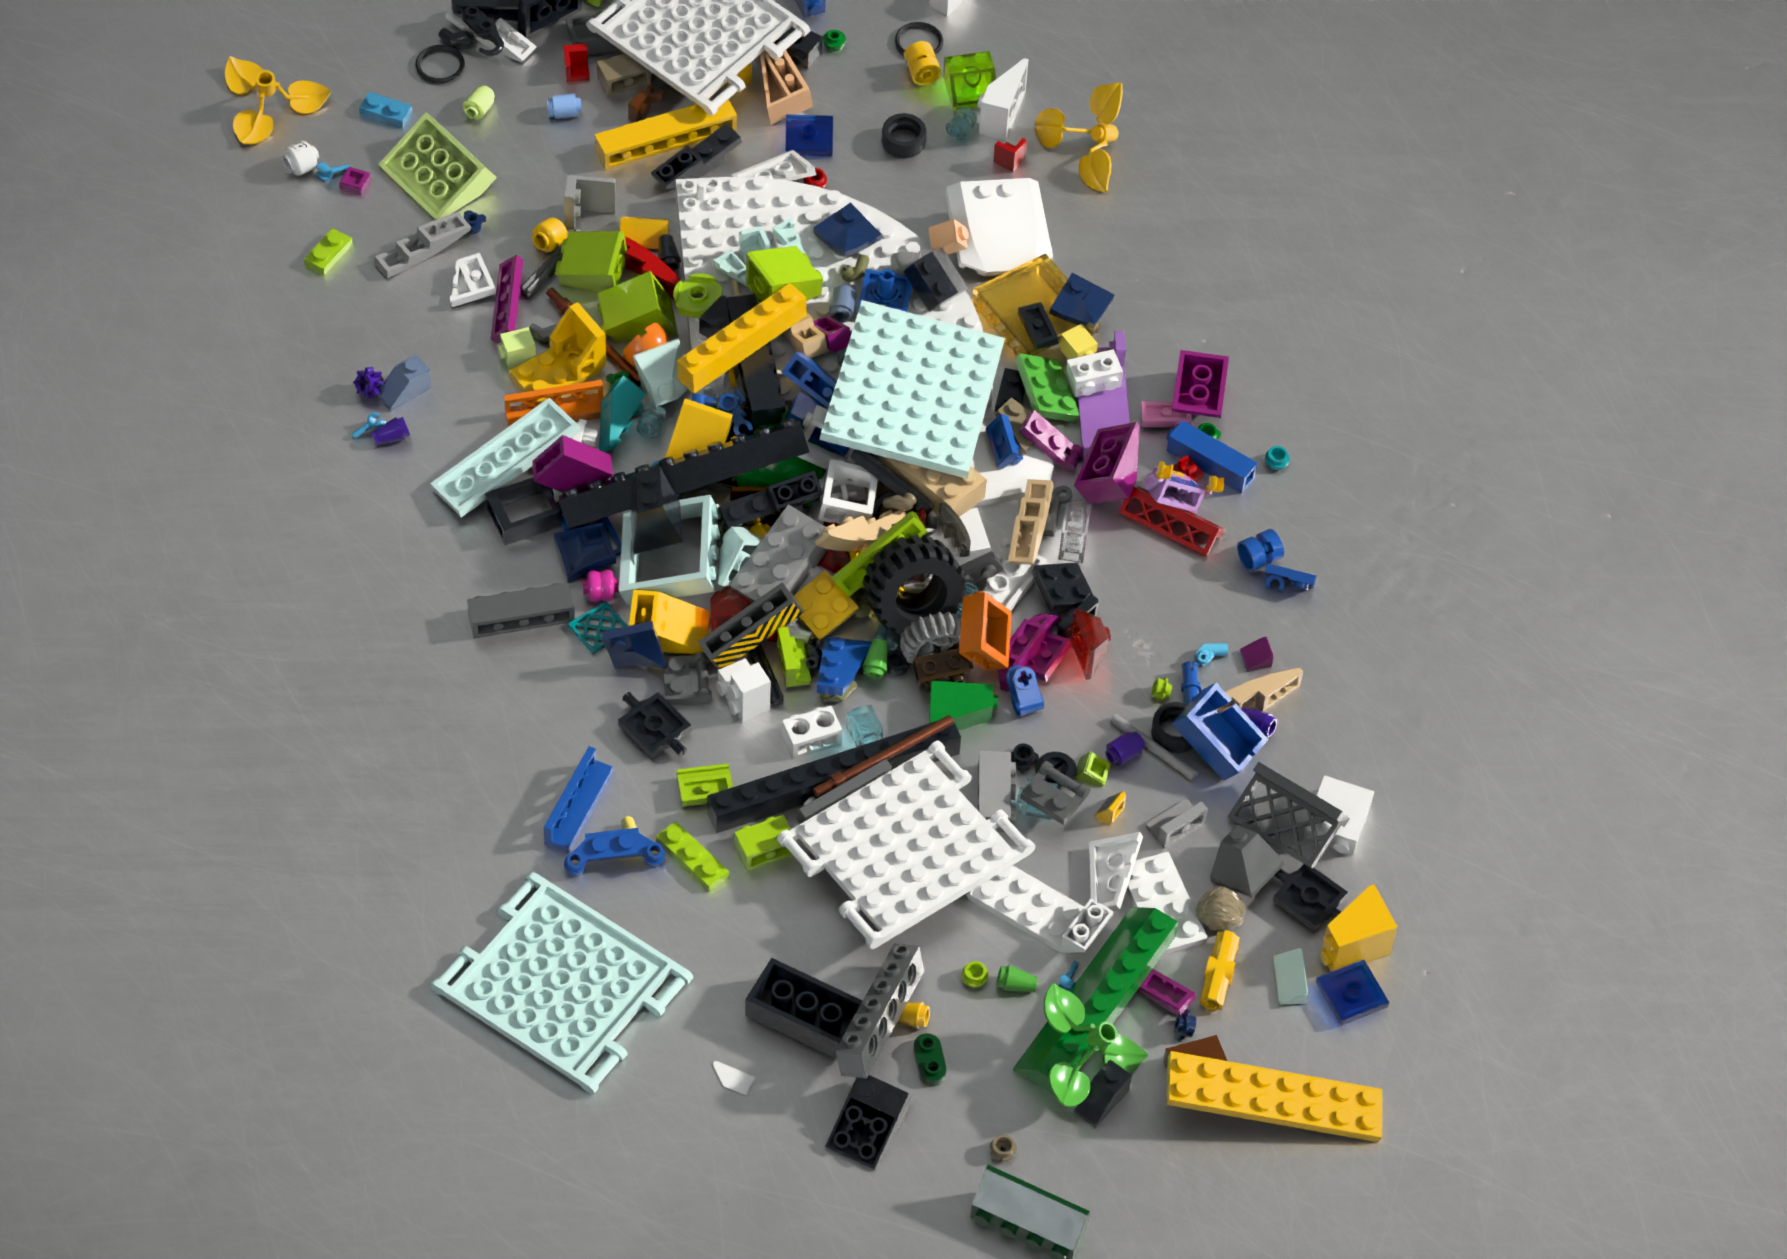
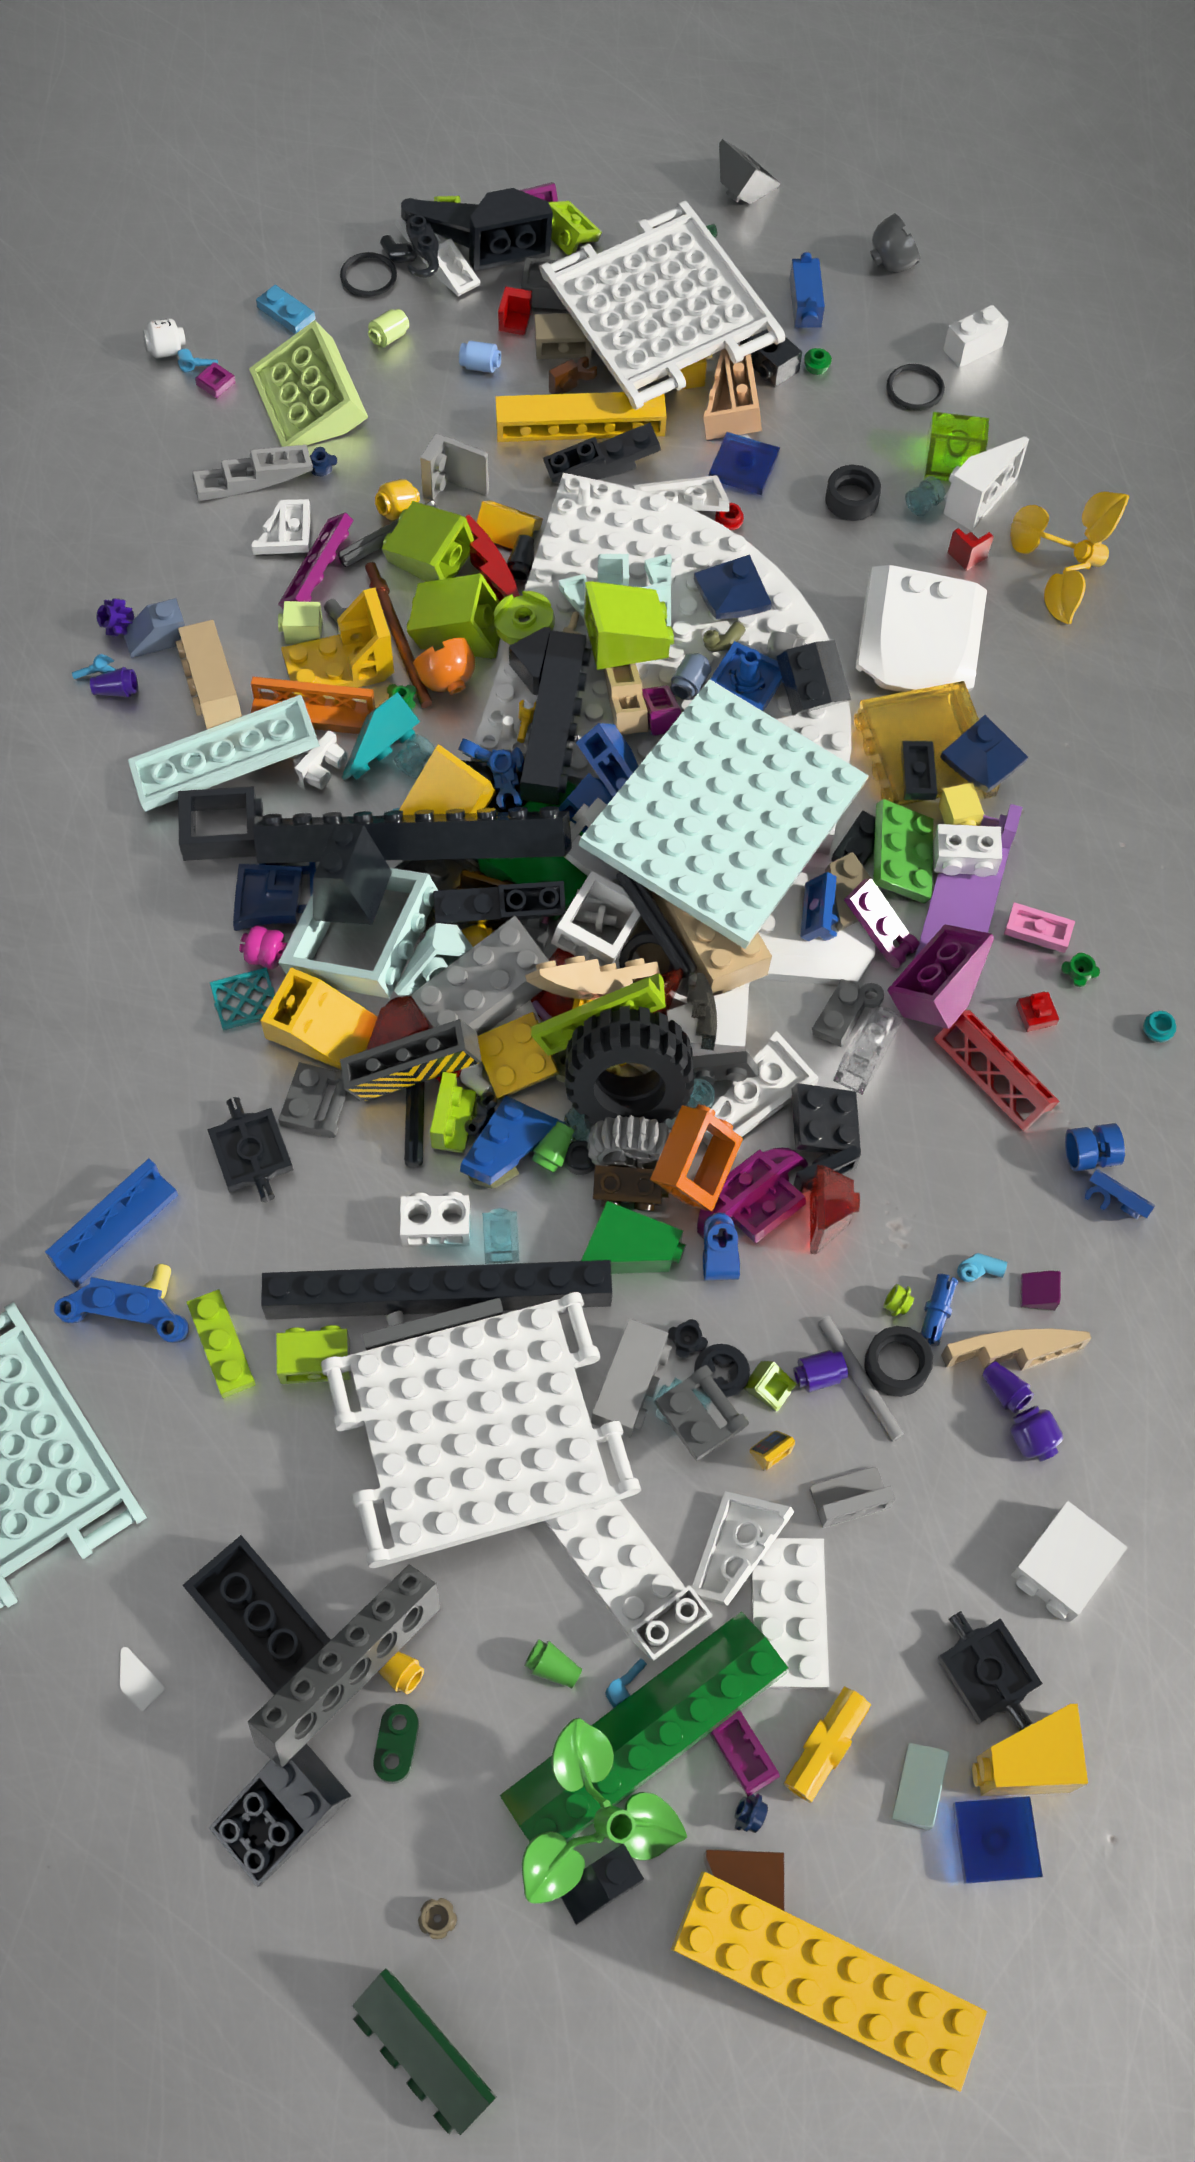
camera: 20 degrees right, 10 degrees up
(254, 127) = (153, 237): yellow plant -> none
(328, 251) = (148, 452): lime plate -> none
(466, 404) = (208, 674): none -> tan wedge
(520, 610) = (158, 949): dark grey brick -> none
(570, 464) = (286, 786): magenta brick -> none
(634, 646) = (262, 1040): dark blue plate -> none
(659, 372) = (451, 701): light aqua slope -> none
(701, 781) = (274, 1249): lime plate -> none
(741, 338) = (542, 686): yellow brick -> none
(745, 689) = (373, 1138): white brick -> none
(840, 778) = (432, 1305): copper bar -> none
(900, 503) = (653, 954): dark tan arm -> none
(922, 63) = (906, 413): yellow wheel -> none
(949, 236) = (851, 629): light nougat brick -> none
(974, 974) = (503, 1636): lime plate -> none
(1030, 522) = (814, 1023): tan slope -> none
(1178, 489) = (1017, 1035): lavender torso -> none
(1200, 384) = (1094, 903): magenta slope -> none
(1212, 456) = (1077, 1000): blue brick -> none
(1221, 909) = (862, 1651): dark tan hair -> none
(1223, 737) = (949, 1395): blue piece -> none
(1245, 862) = (917, 1595): dark grey slope -> none
(1288, 744) = (1036, 1433): none -> dark purple head
(1303, 799) = (1023, 1527): dark grey fence -> none

